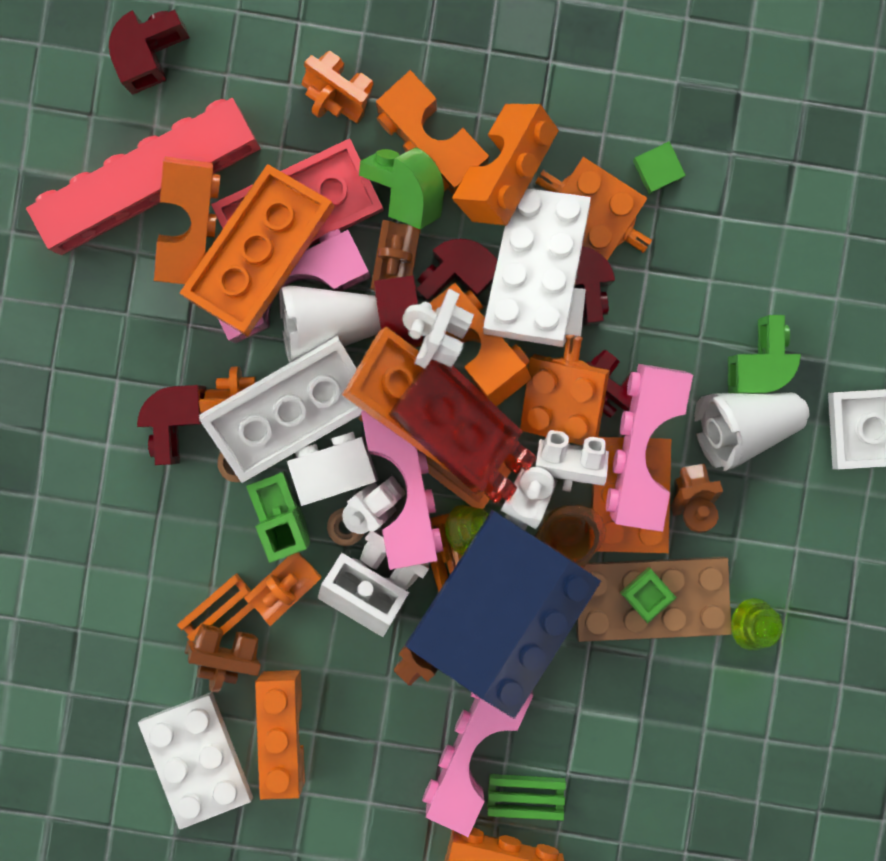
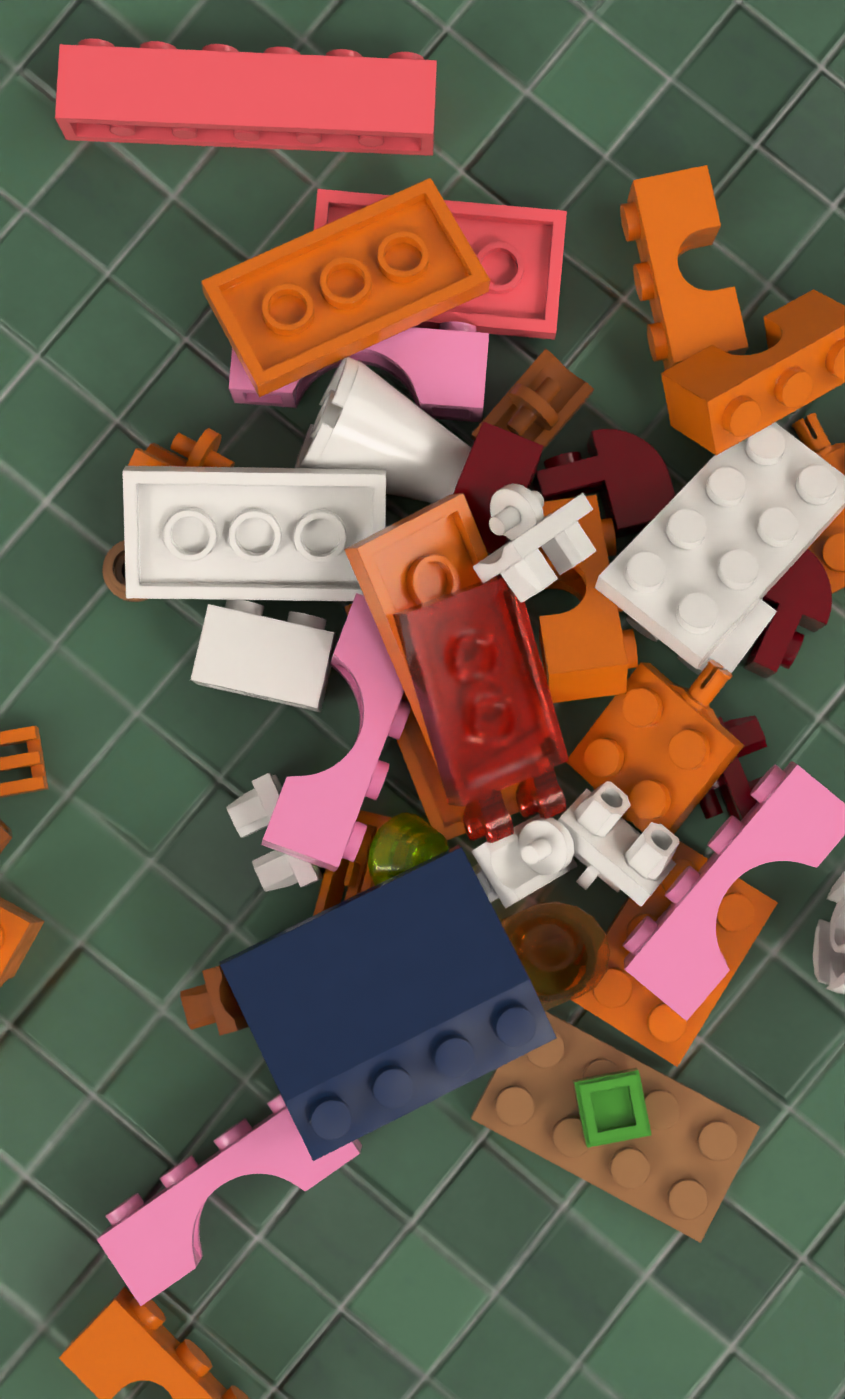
camera: 30 degrees right, 5 degrees down
(165, 412) = (77, 439): dark red brick -> none
(190, 187) = (305, 147): orange arch -> none
(281, 519) = (148, 686): bright green brick -> none
(283, 587) = (93, 783): orange hips -> none
(332, 90) = (582, 135): orange hips -> none
(335, 532) = (214, 752): medium nougat plate -> none
(362, 594) = (200, 860): white brick -> none
(372, 506) = (290, 741): white hips -> none
(413, 181) = (620, 323): bright green brick -> none
(522, 811) = (245, 1326): bright green tile -> none
(696, 498) = (764, 1006): dark orange hips -> none
(755, 625) = (744, 1248): clear neon green cone -> none

